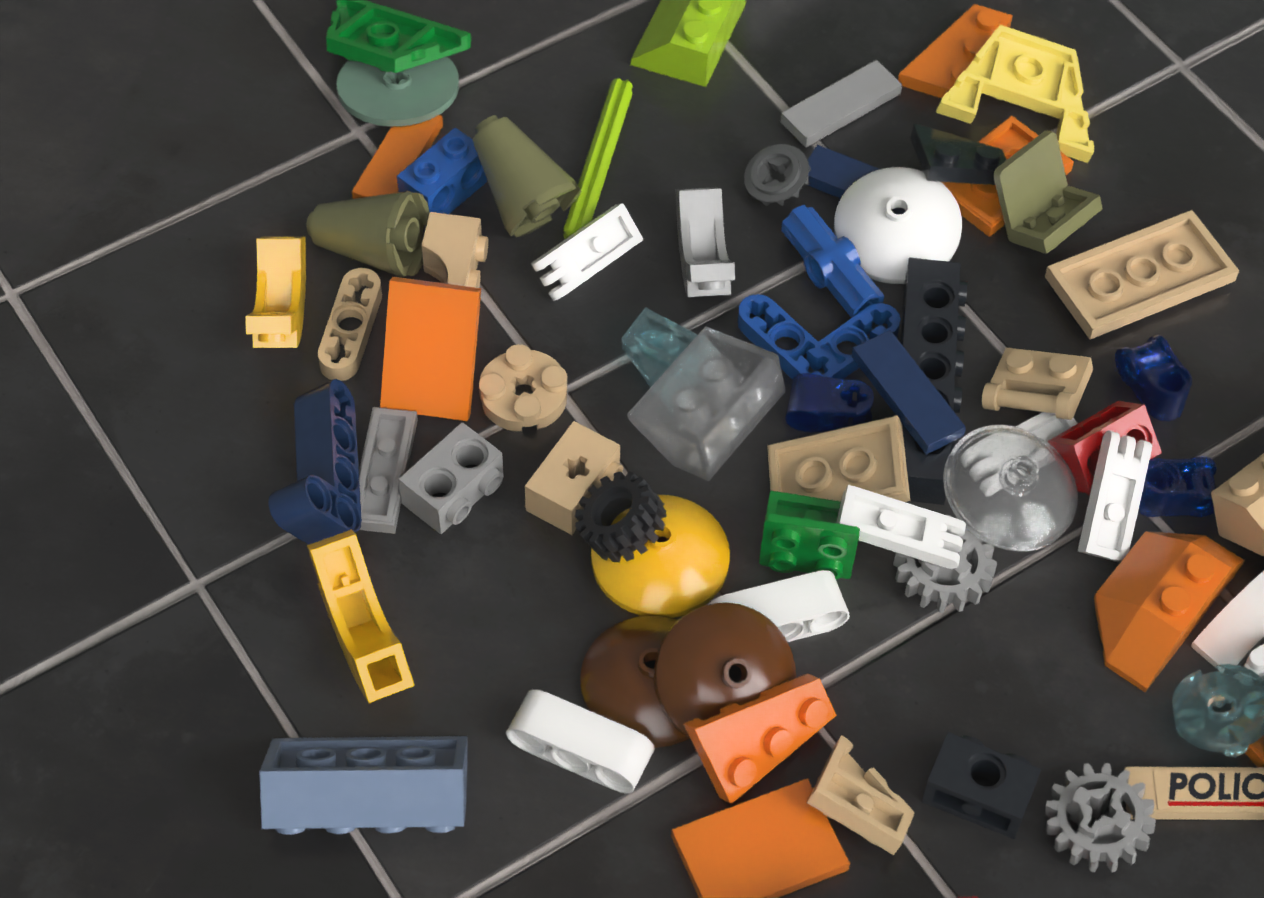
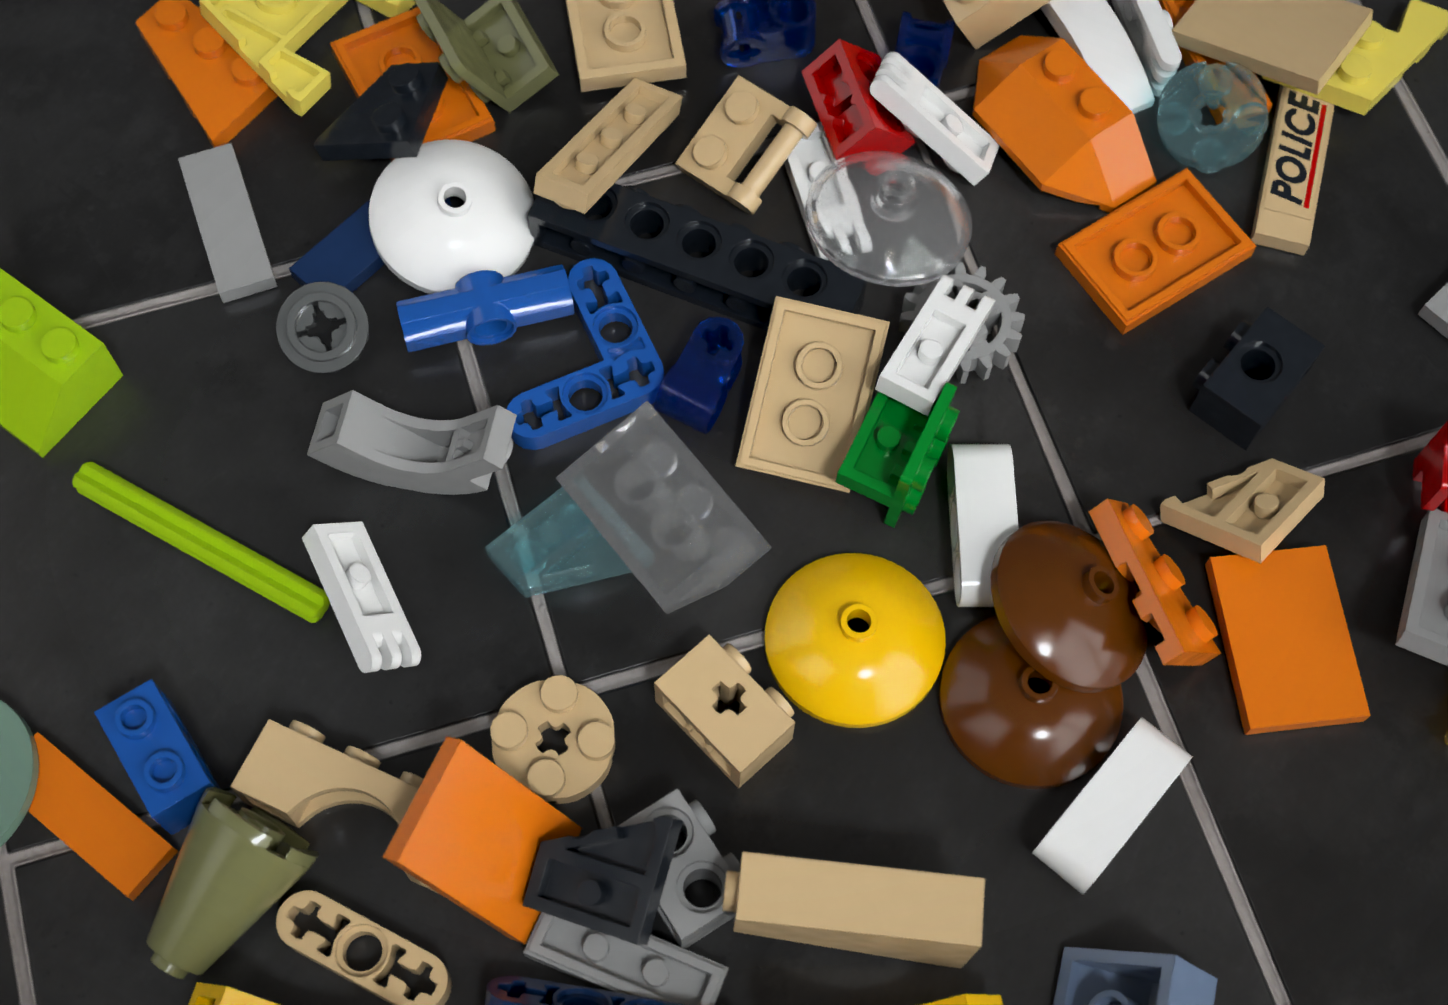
camera: 75 degrees left, 10 degrees up
(426, 425) = (606, 877): none -> black wing
(445, 575) = (858, 907): none -> tan slope
(521, 176) = (224, 642): olive cone -> none
(631, 531) = (795, 687): black tyre -> none
(908, 392) = (736, 276): dark blue tile -> none
(988, 289) = (607, 146): none -> tan plate
(1079, 699) = (1154, 250): none -> orange tile
(1113, 834) = (1332, 255): light grey gear -> none

